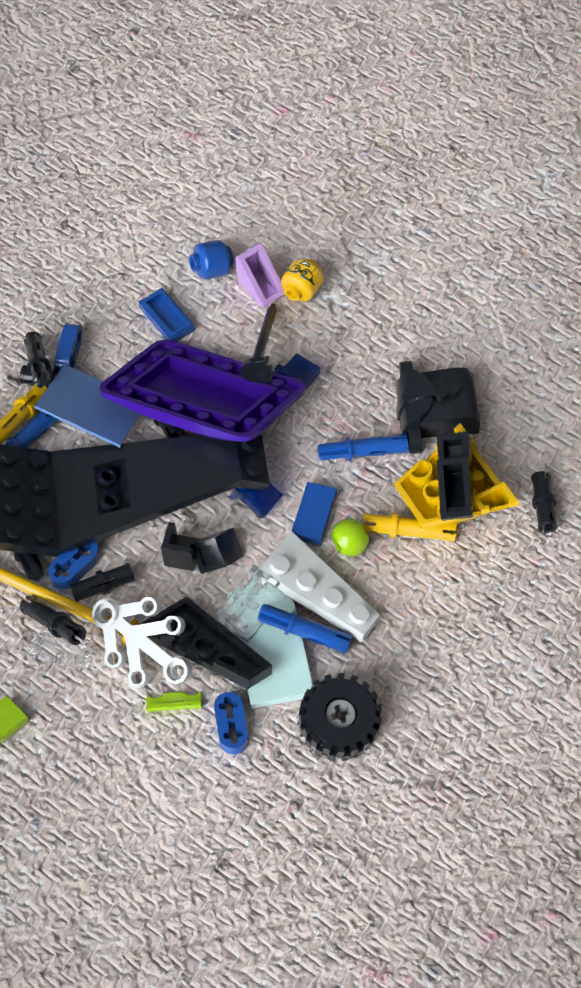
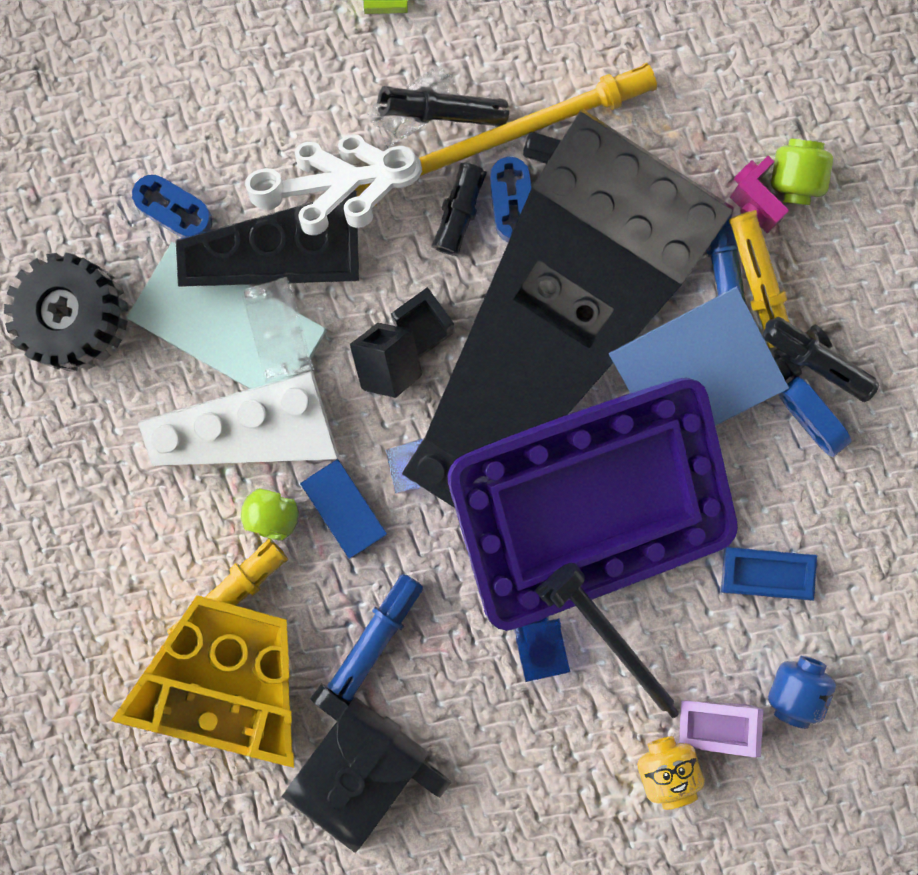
camera: 130 degrees right, 25 degrees up
(173, 701) = (261, 159): lime piece -> none
(304, 628) = (211, 359): blue axle -> none
(455, 476) = (208, 680): black slope -> none
(544, 501) = (122, 774): black pin -> none

